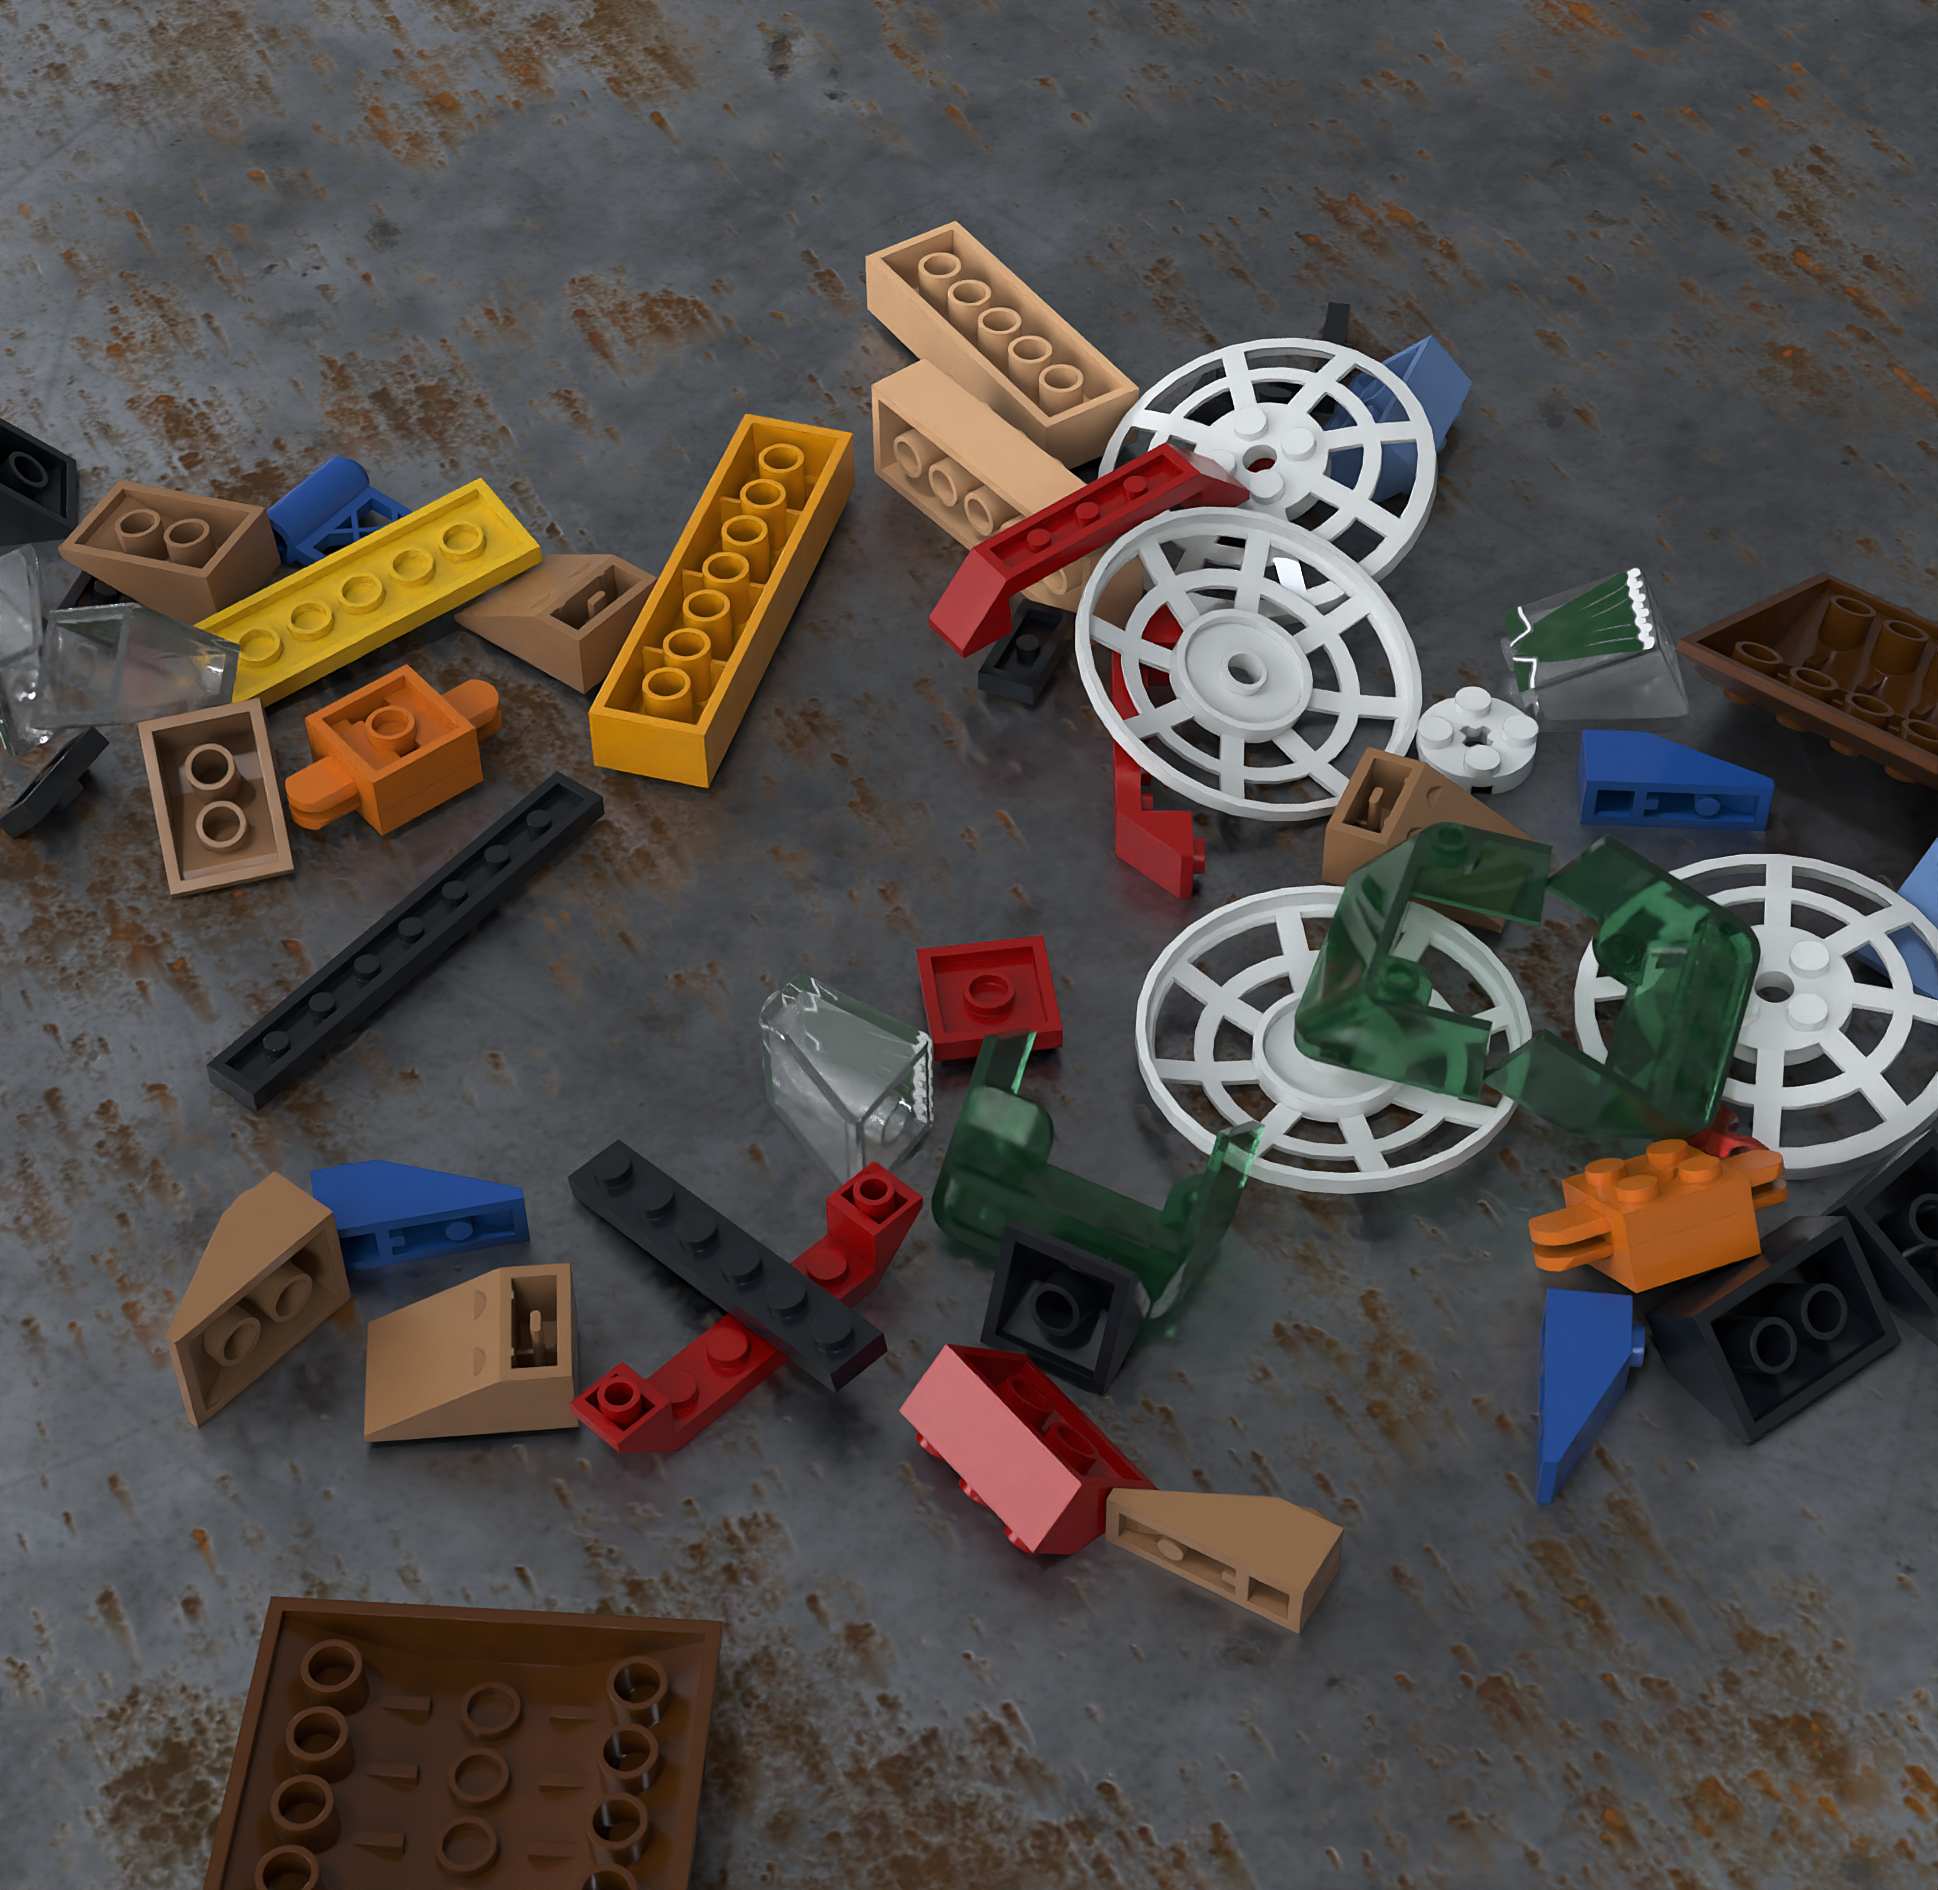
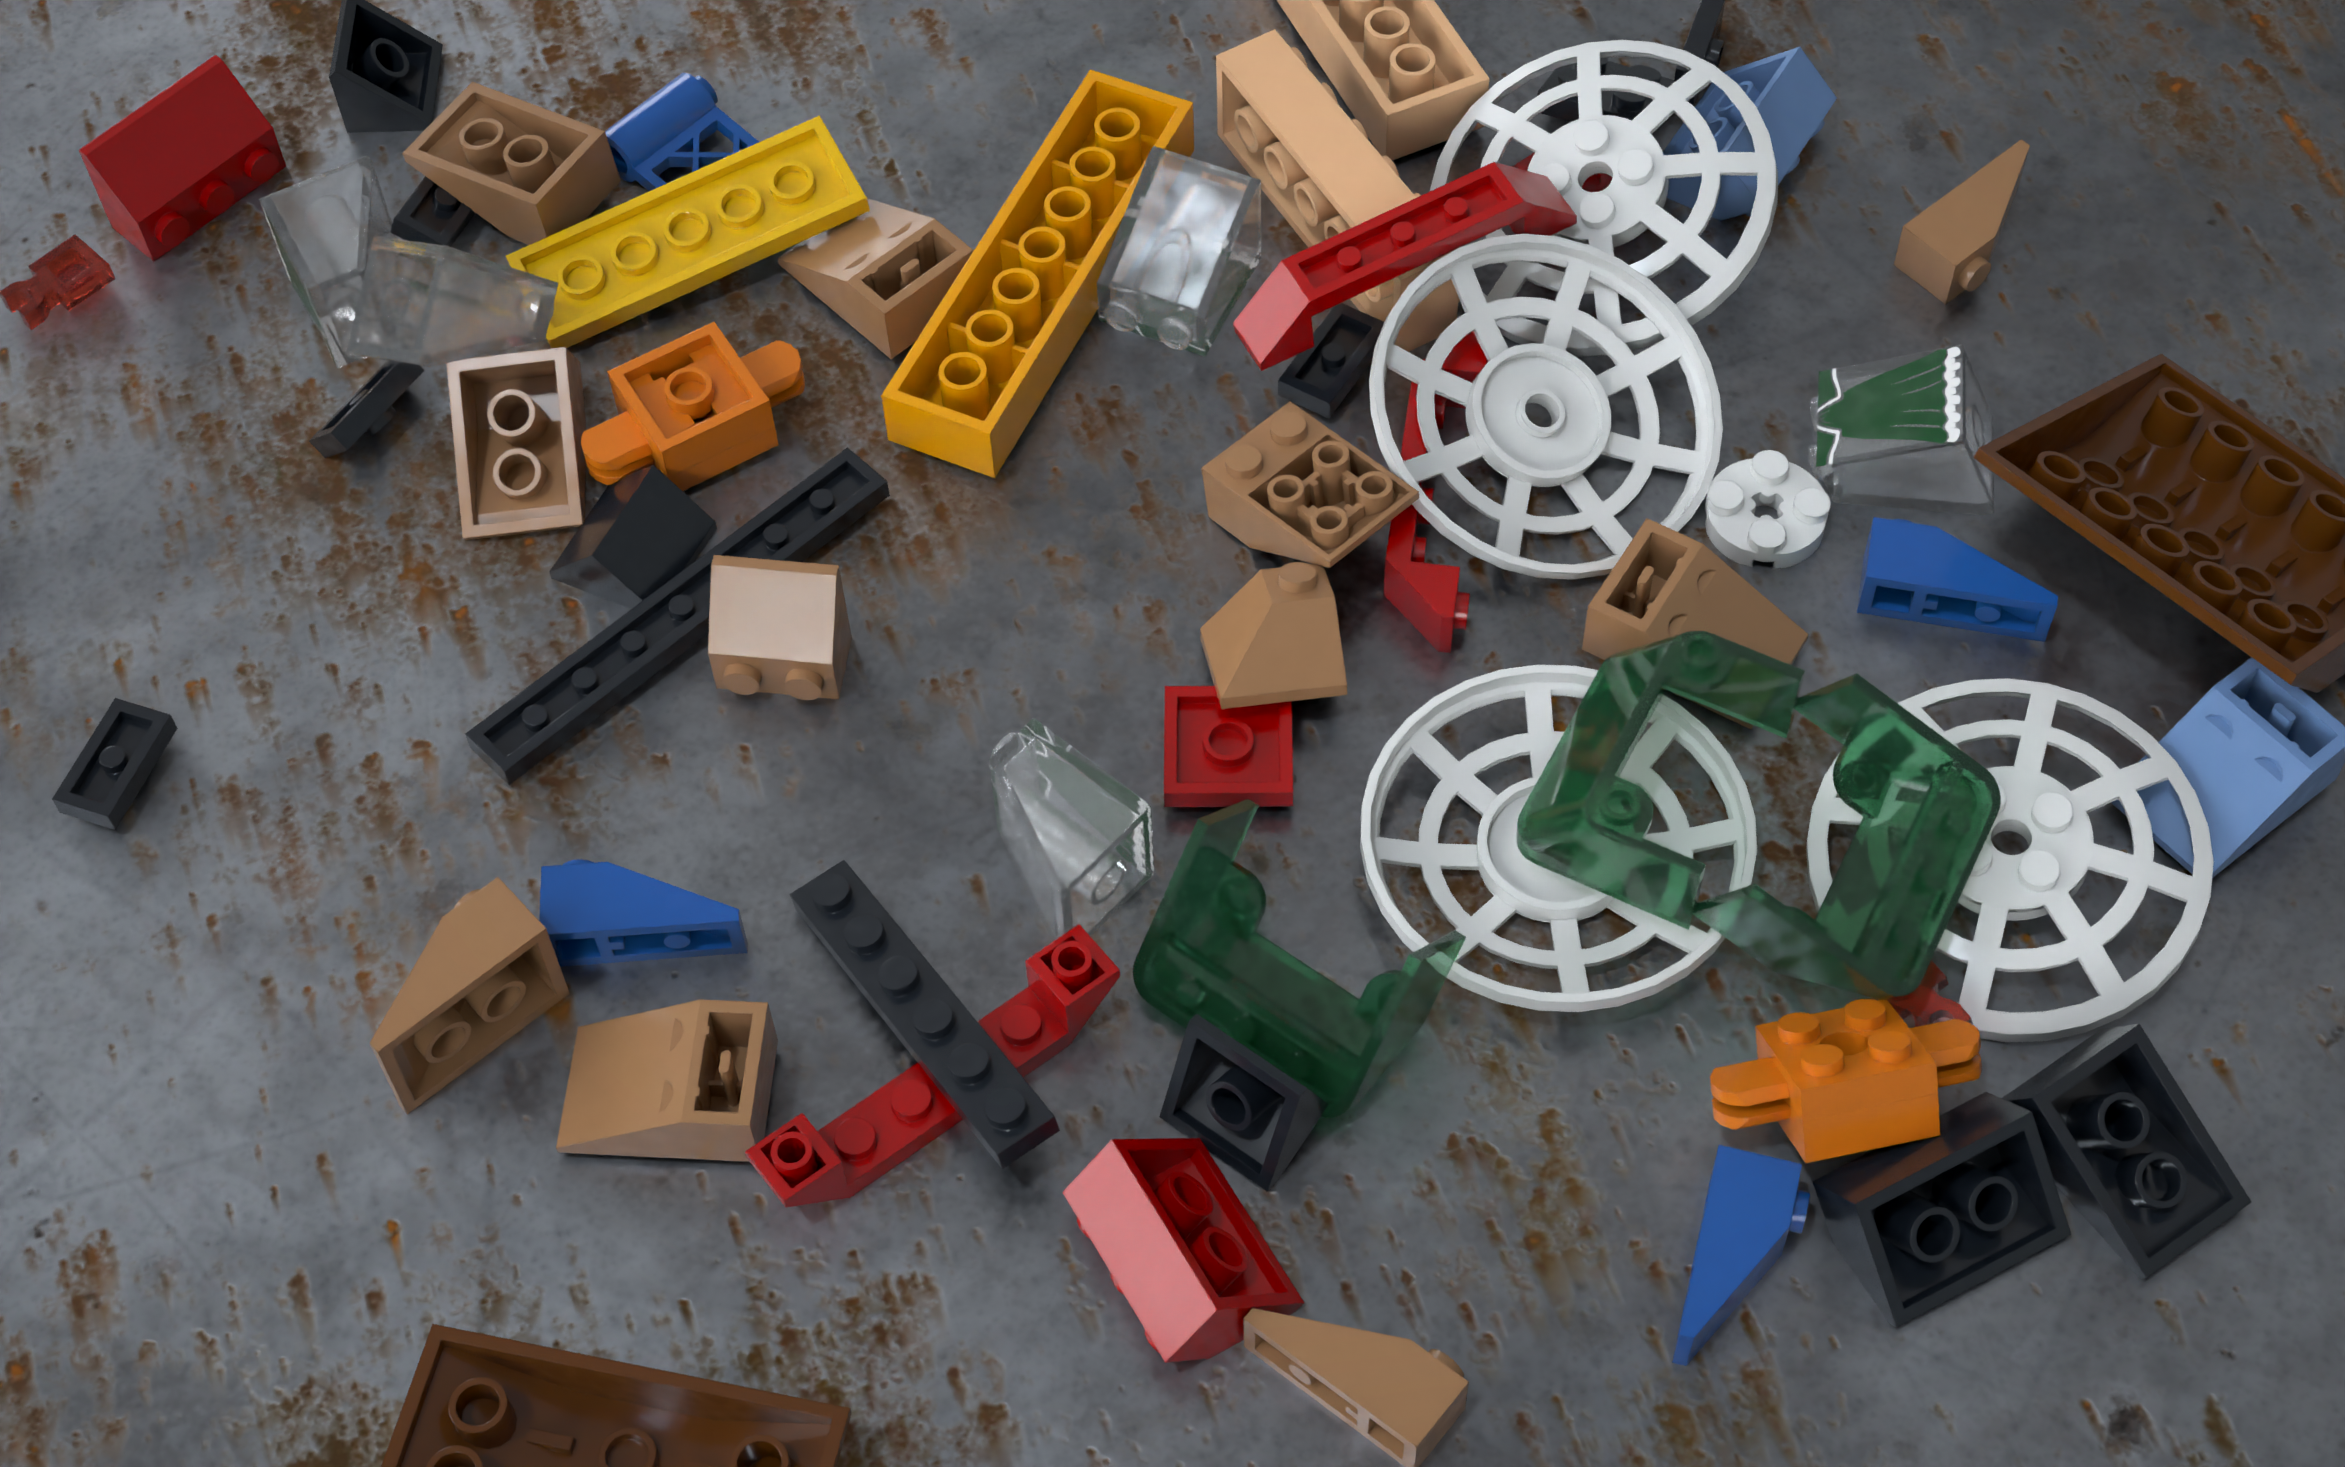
camera: 10 degrees right, 10 degrees up
(350, 875) = (635, 539): none -> black slope
(516, 931) = (777, 627): none -> slope
(863, 566) = (1181, 252): none -> clear slope
(1019, 760) = (1301, 490): none -> medium nougat slope
(1022, 892) = (1277, 640): none -> medium nougat slope
(1609, 490) = (1956, 236): none -> medium nougat slope

